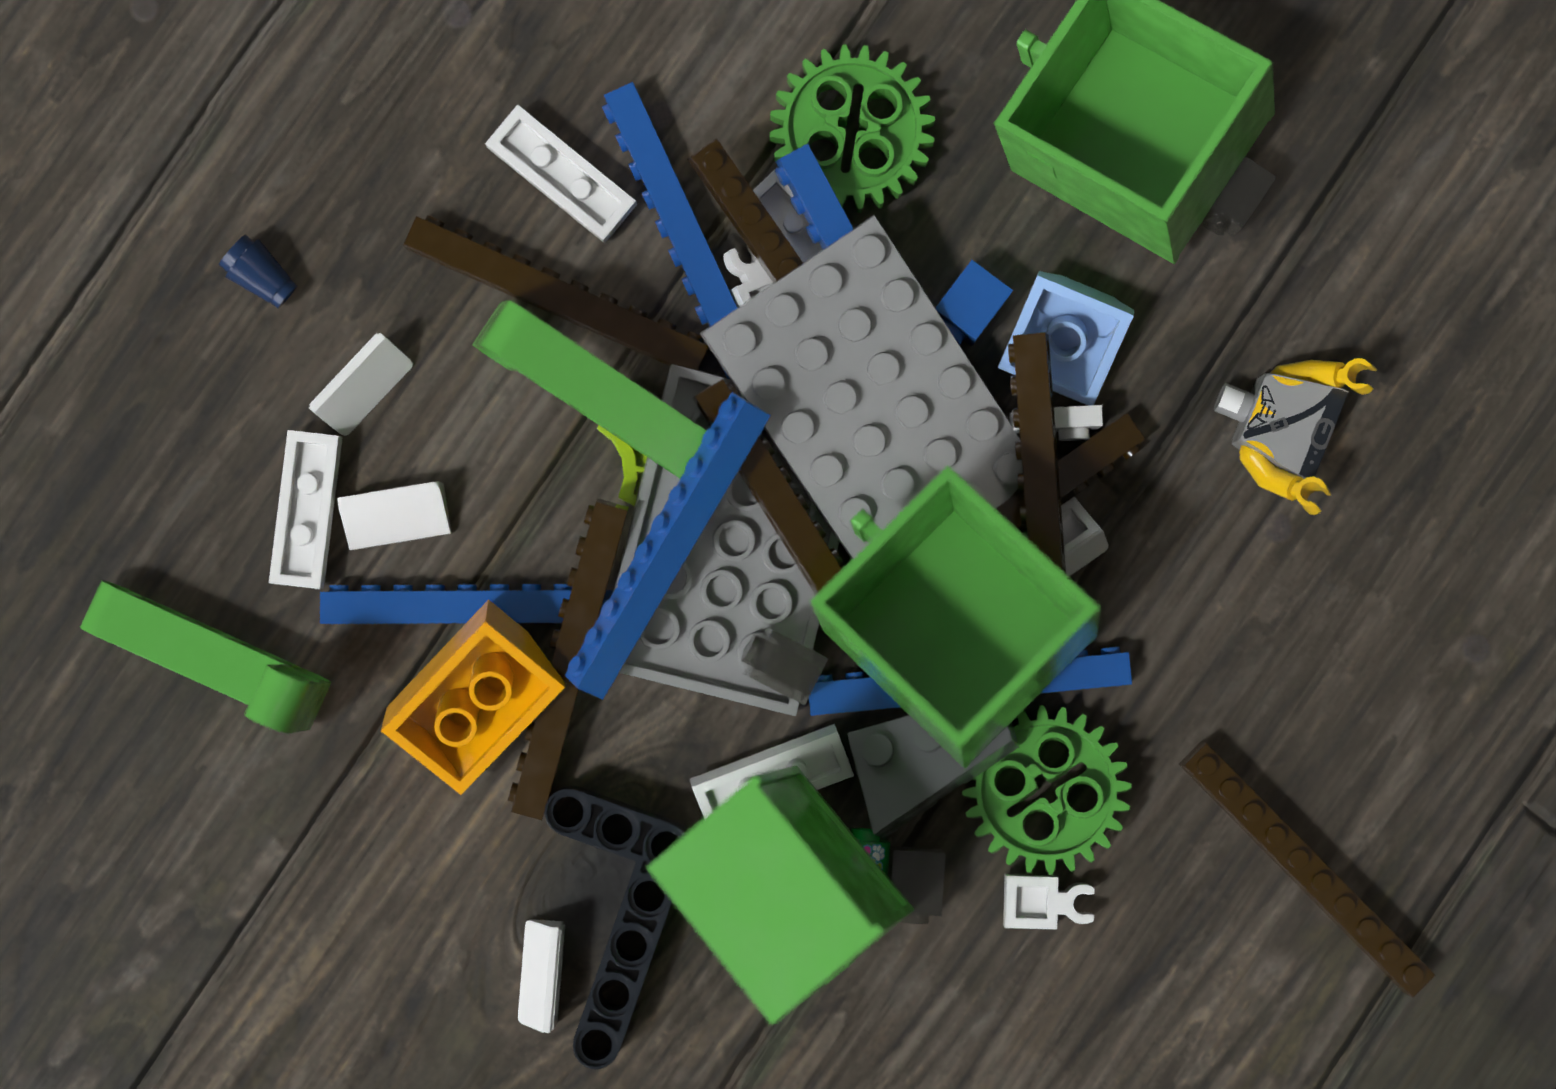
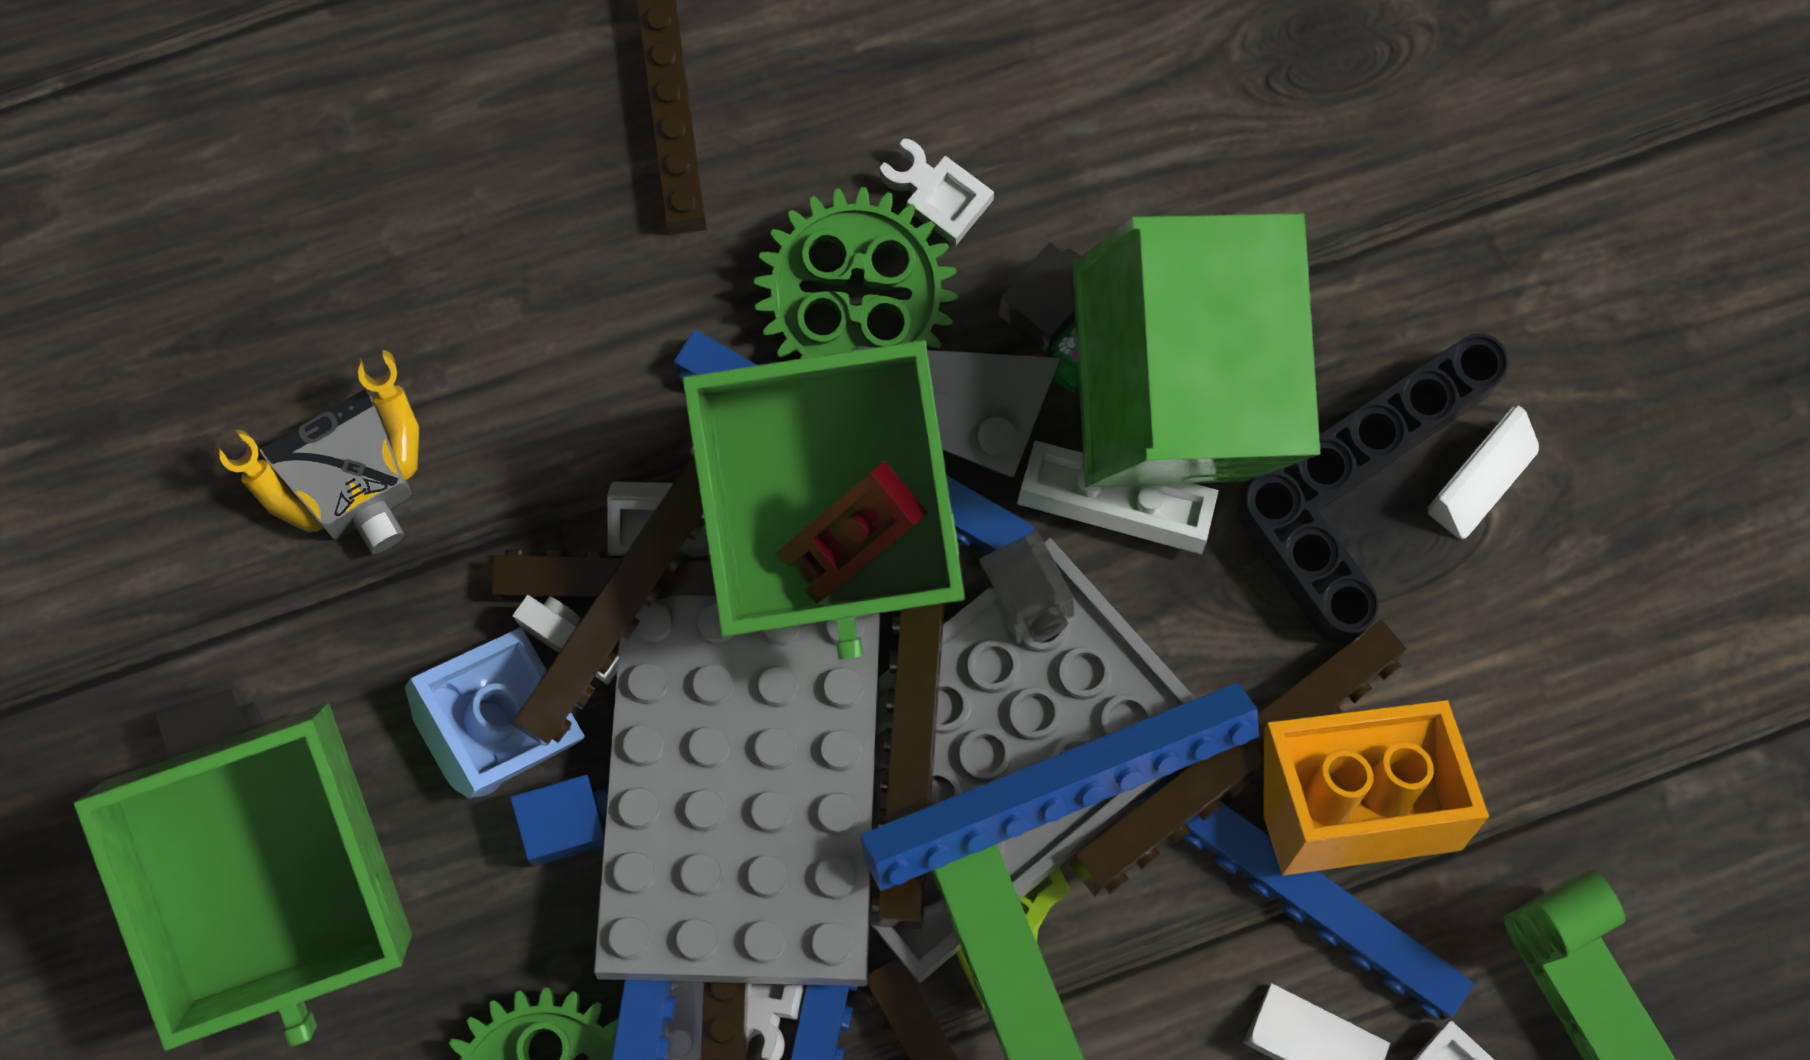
camera: 145 degrees left, 10 degrees down
(918, 603) = (852, 532): none -> dark red plate

